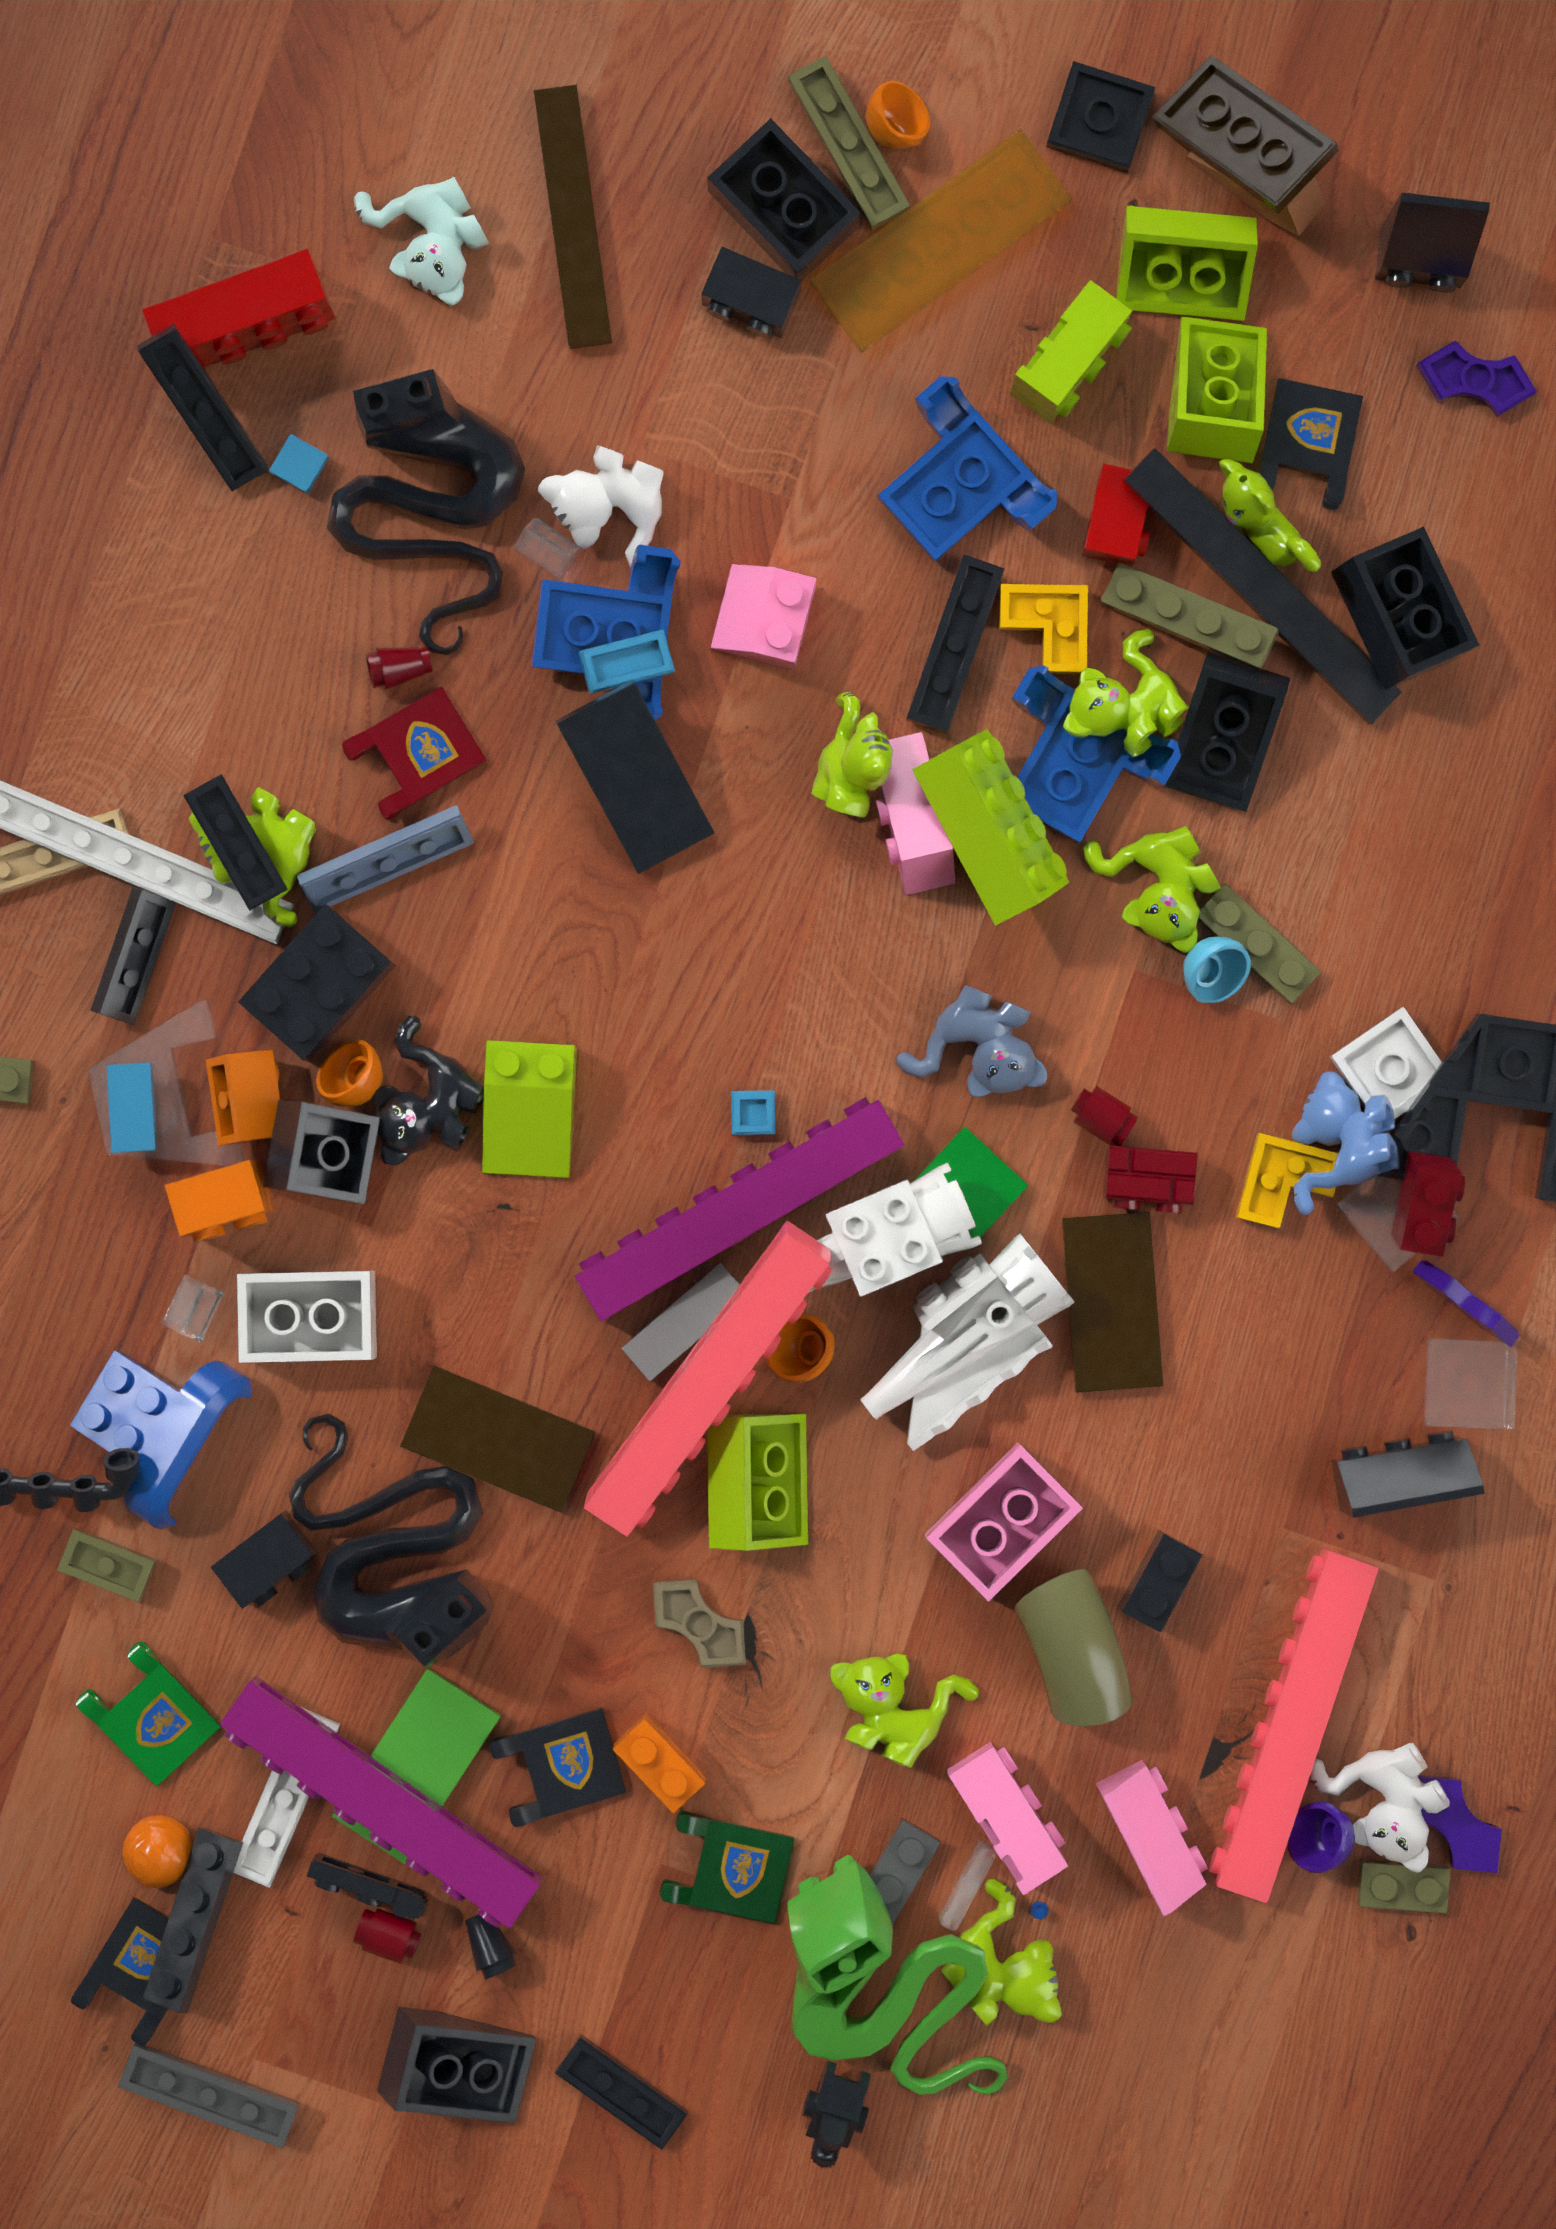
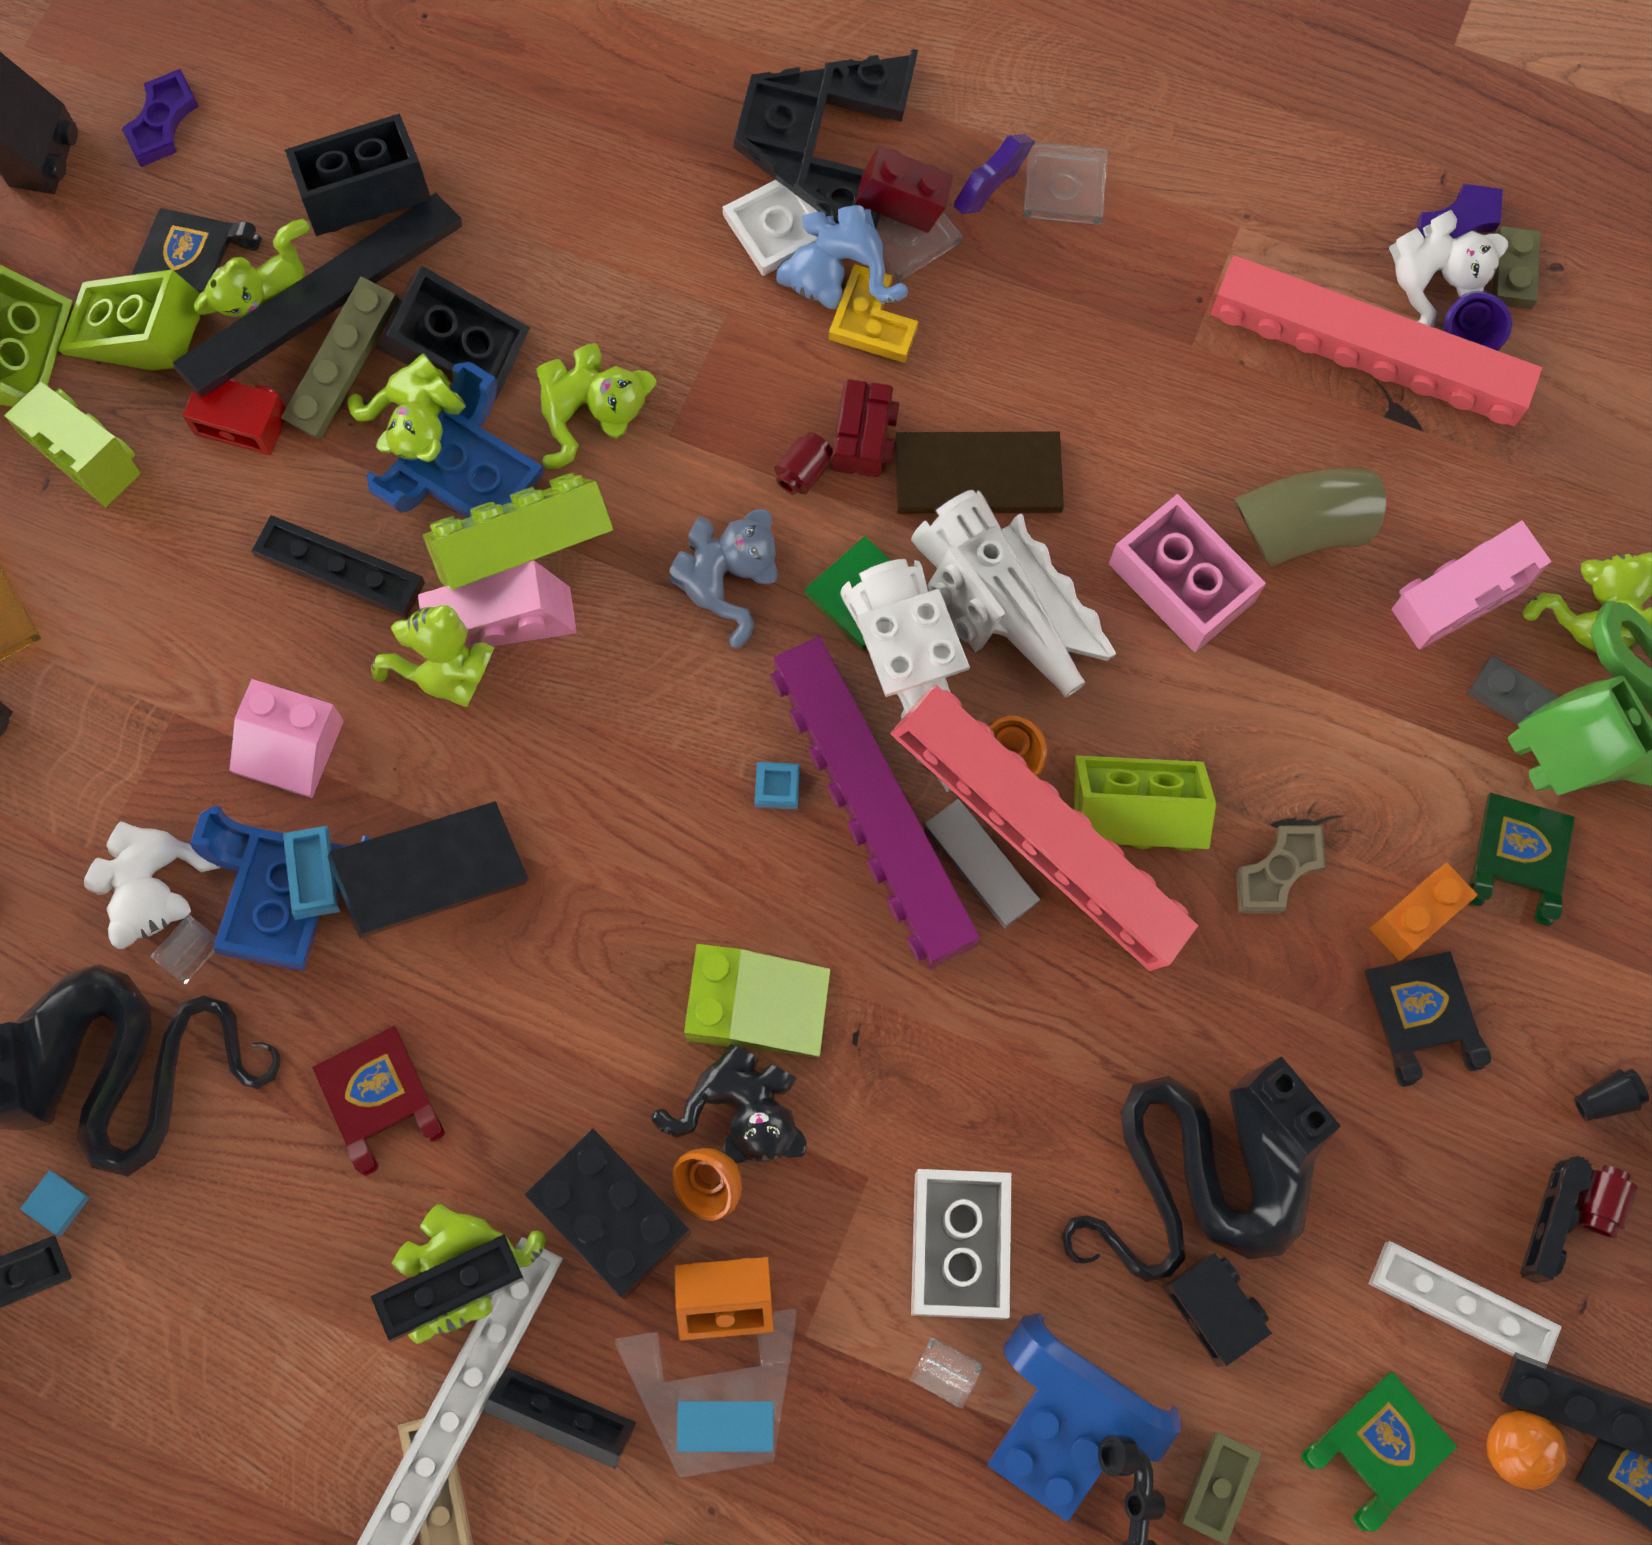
camera: 90 degrees left, 15 degrees down
(219, 1199) = (833, 1329): orange brick -> none
(321, 1151) = (787, 1216): black brick -> none
(380, 1802) = (1470, 1199): magenta brick -> none
(385, 858) = (485, 1134): sand blue tile -> none
(397, 665) = (283, 1110): dark red cone -> none
(432, 1740) = (1429, 1163): bright green tile -> none
(497, 1438) = (1093, 1058): dark brown tile -> none
(875, 1690) = (1348, 704): lime animal -> none
(962, 476) = (176, 546): blue piece -> none
(967, 1885) = (1532, 632): clear tile -> none
(1039, 1910) = (1550, 575): blue piece -> none
(1056, 611) = (321, 473): yellow plate -> none
(1154, 1835) = (1482, 464): bright pink slope -> none
(1159, 1581) = (1242, 443): black brick -> none
(1216, 969) = (672, 356): medium azure piece -> none
(1270, 953) = (655, 326): olive plate -> none
(1405, 1474) = (1150, 229): black slope -> none

